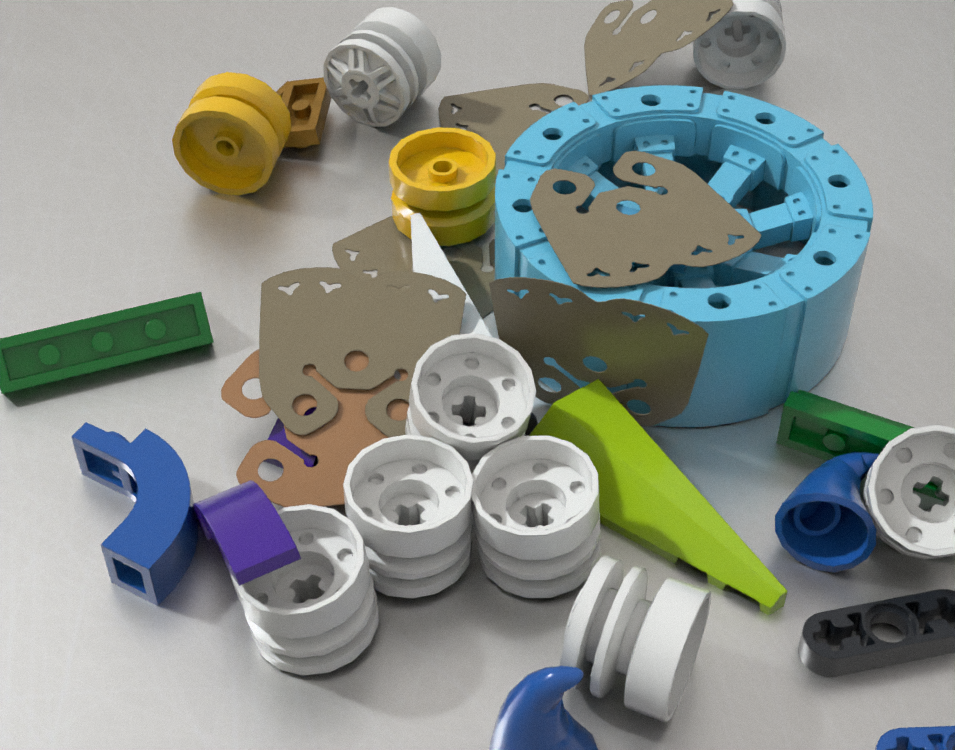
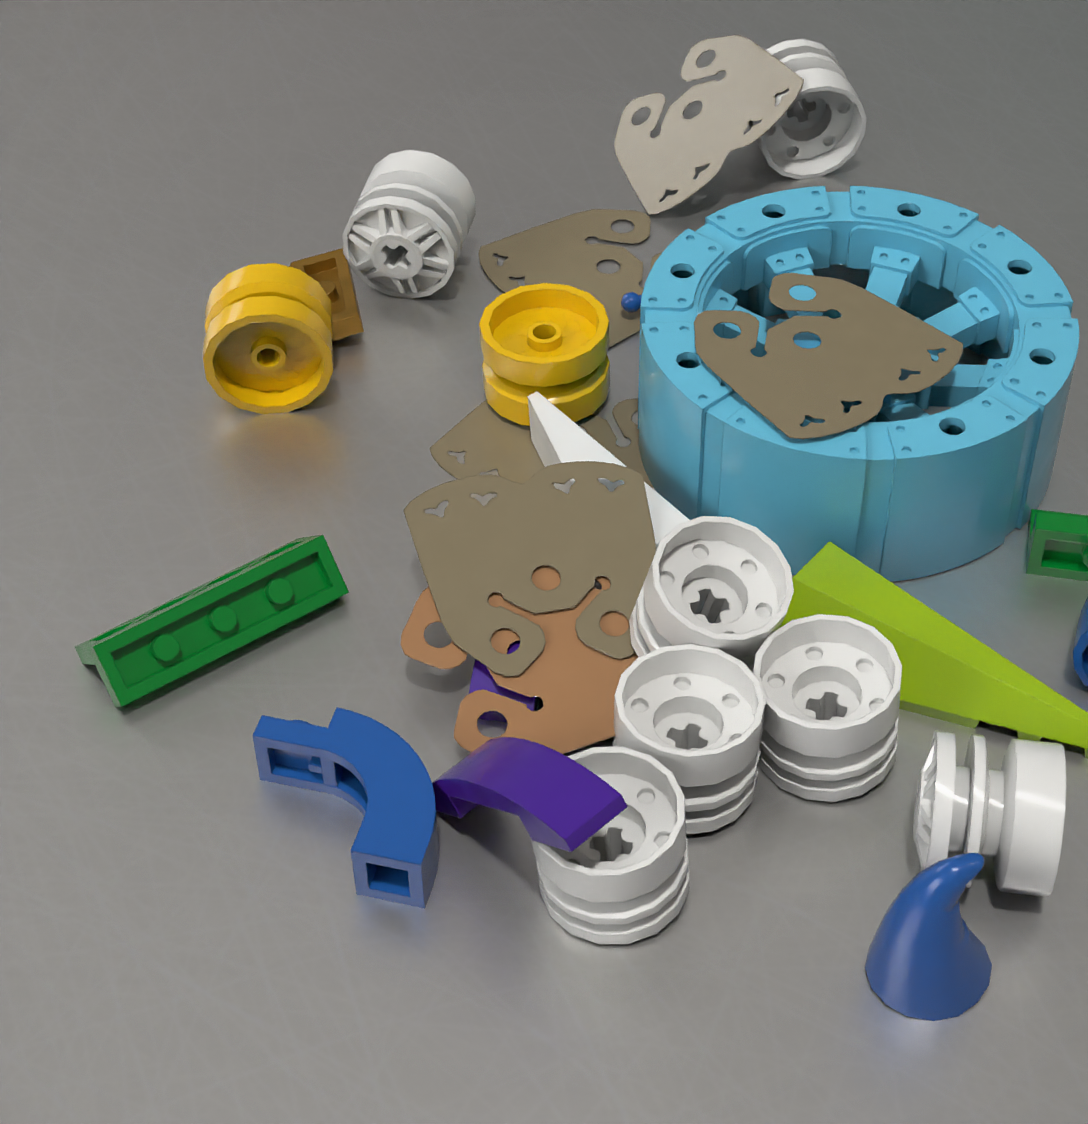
camera: 15 degrees left, 0 degrees up
(588, 328) = (841, 485): dark tan piece -> none

